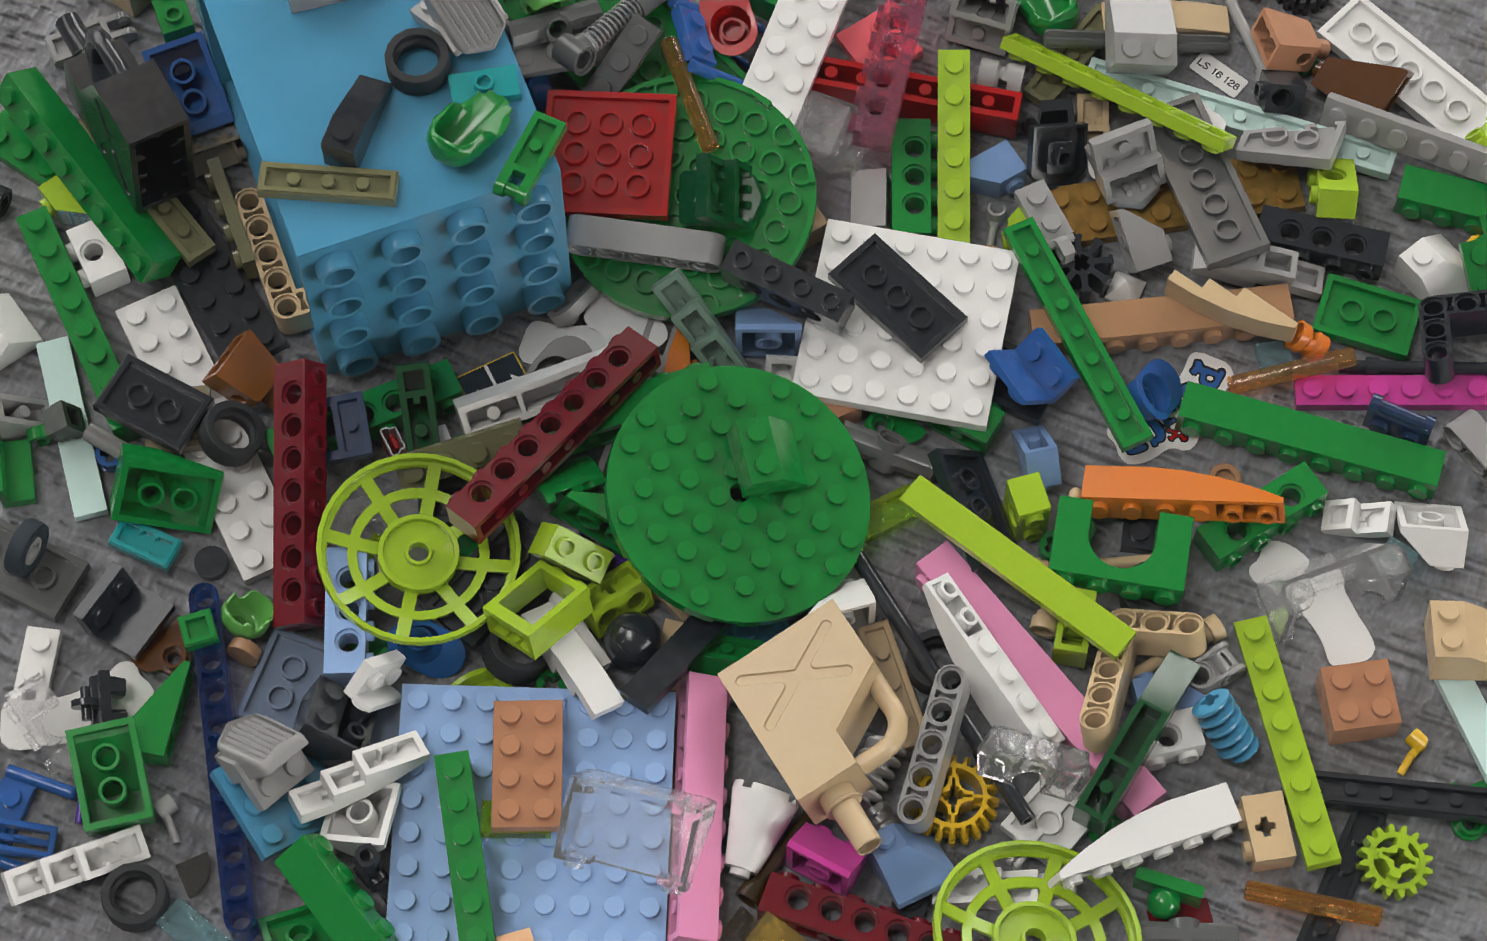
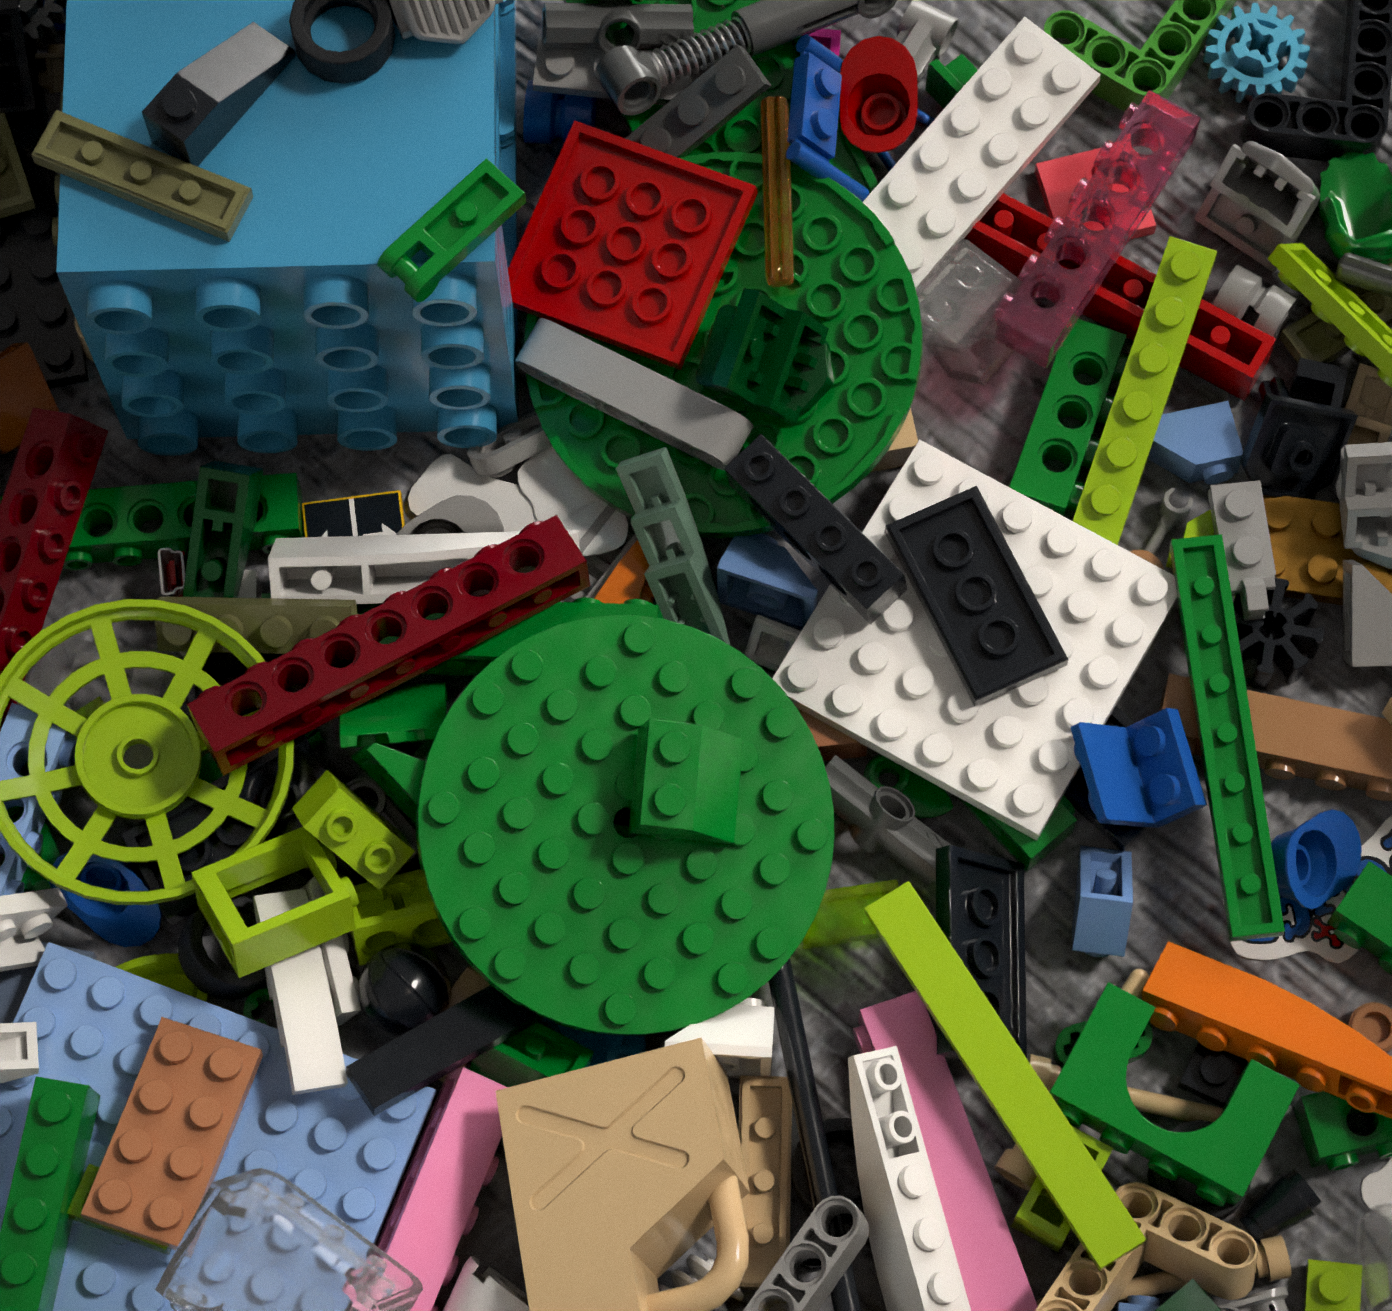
camera: 20 degrees right, 5 degrees up
(350, 428) = (115, 534): dark blue plate -> none
(468, 128) = (375, 155): green hair -> none
(501, 80) = (428, 98): teal plate -> none
(871, 198) = (997, 429): light grey hinge -> none
(1027, 507) = (1057, 978): lime brick -> none
(1124, 288) = (1327, 683): white slope -> none
(1208, 595) = (1280, 1206): none -> black cone

